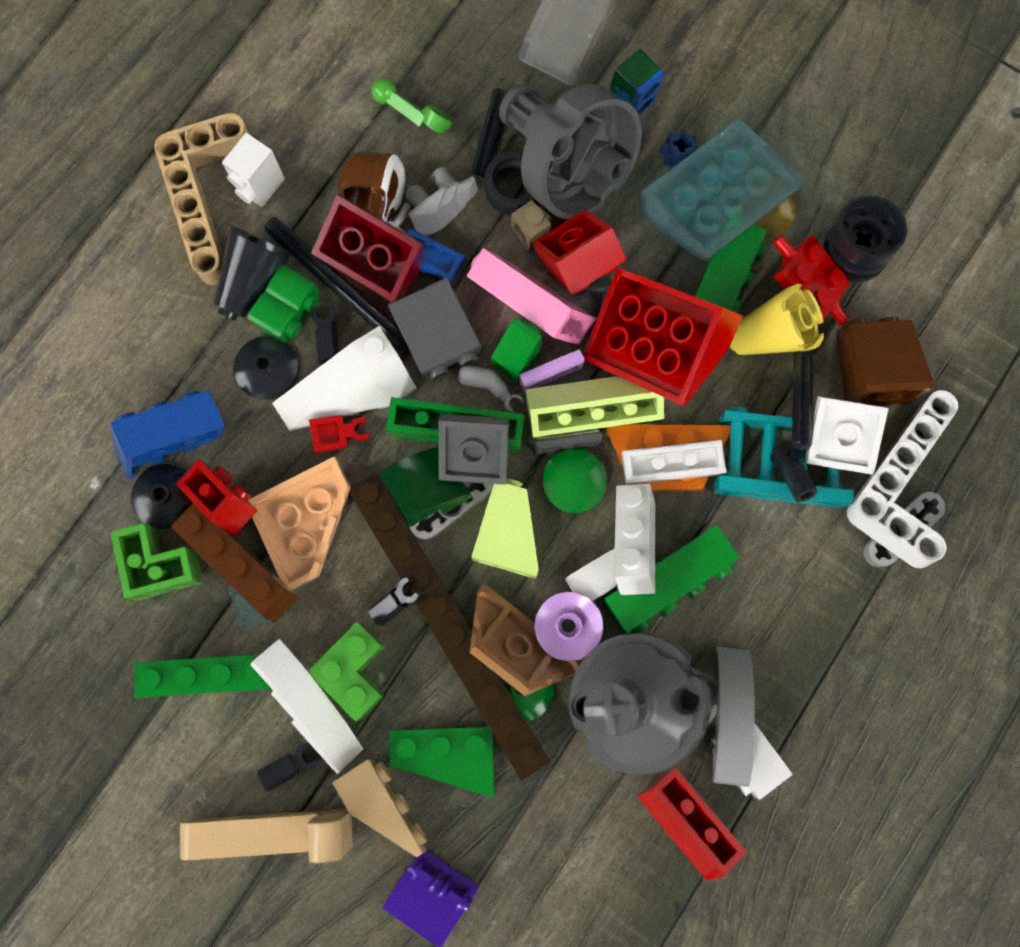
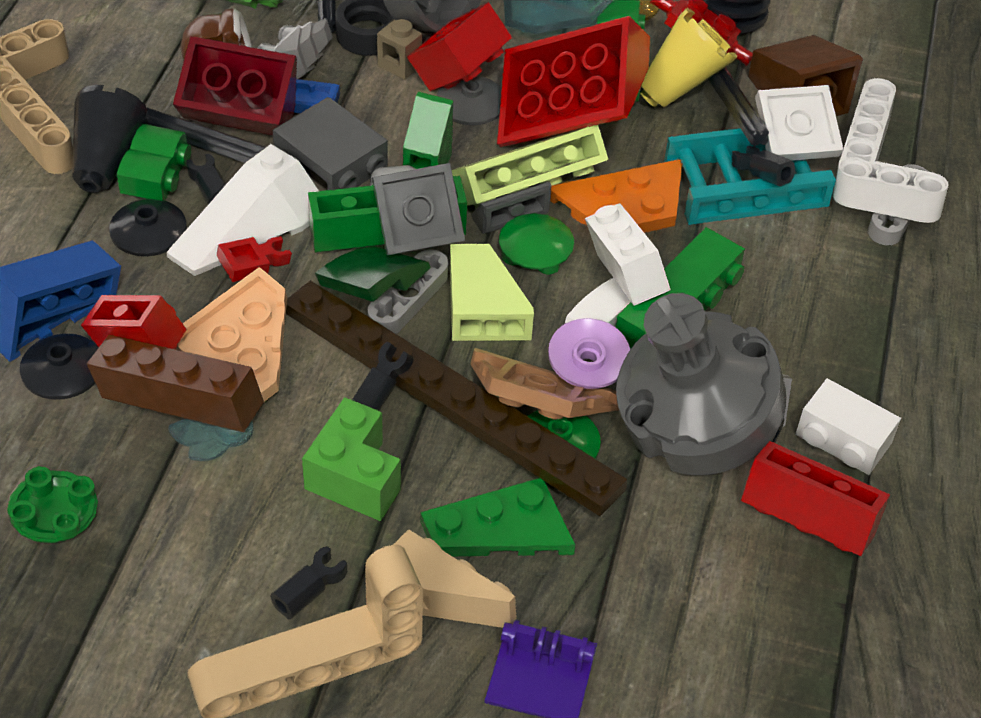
camera: 20 degrees left, 30 degrees down
(123, 637) = (52, 505): none -> green dish
(147, 570) = (77, 419): bright green brick -> none
(196, 676) = (176, 508): green brick -> none
(253, 170) = (85, 53): white brick -> none
(308, 706) = (325, 507): white slope -> none
(530, 297) = (393, 89): bright pink slope -> none
(551, 371) = (475, 148): lavender tile -> none
(673, 462) = (638, 190): white tile -> none
(734, 717) = (825, 398): light grey slope -> none

